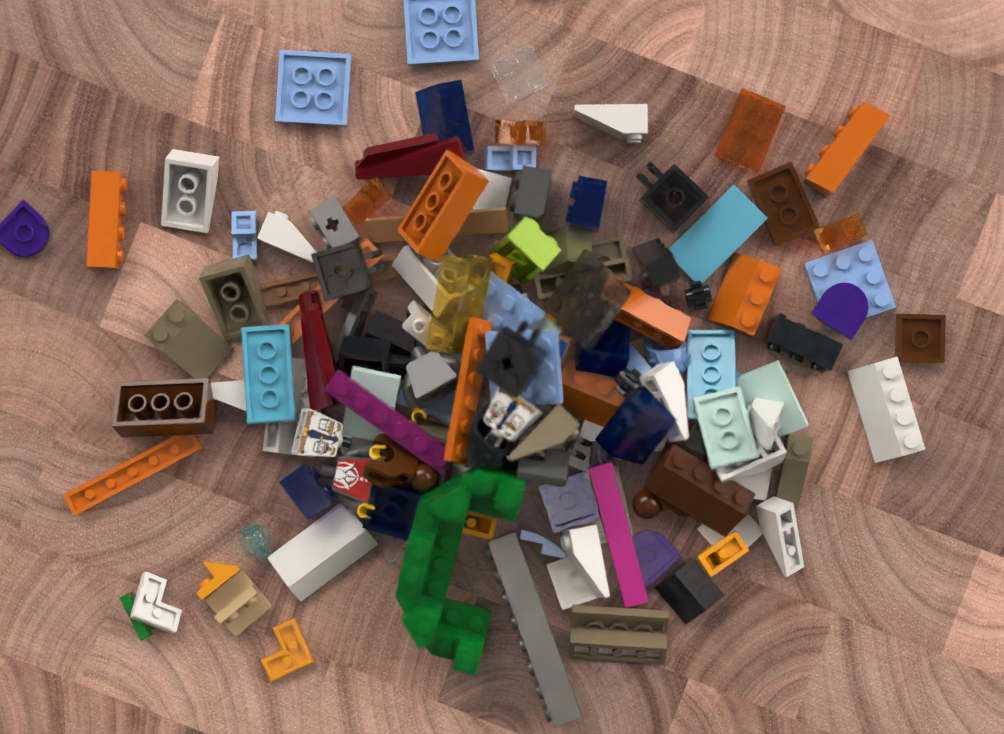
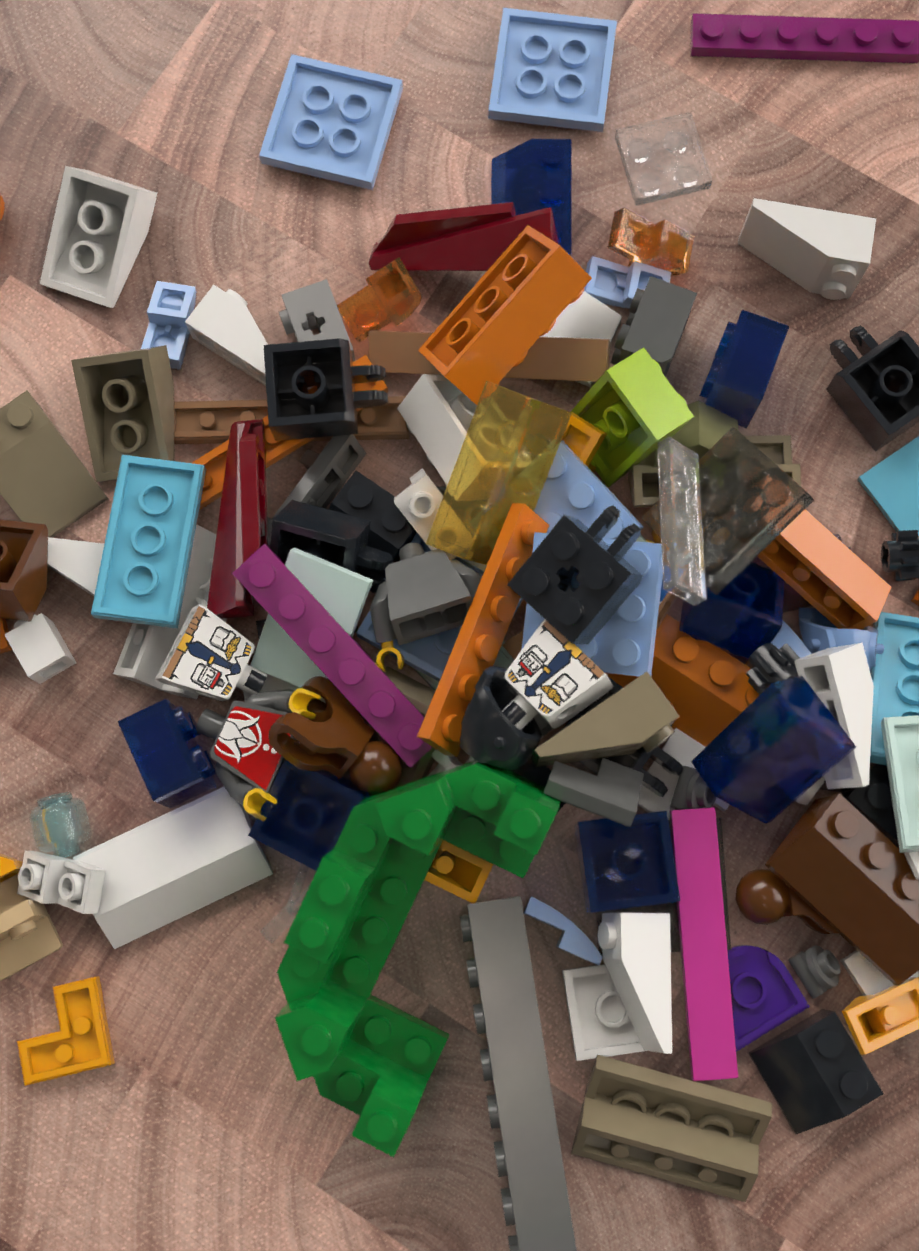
camera: 10 degrees right, 10 degrees down
(219, 445) = (40, 648): none -> white brick
(265, 571) = (61, 881): none -> white slope
(563, 314) = (681, 522): none -> clear tile
(656, 265) = (851, 490): black wedge -> none
(683, 536) = (816, 969): none -> dark grey plate

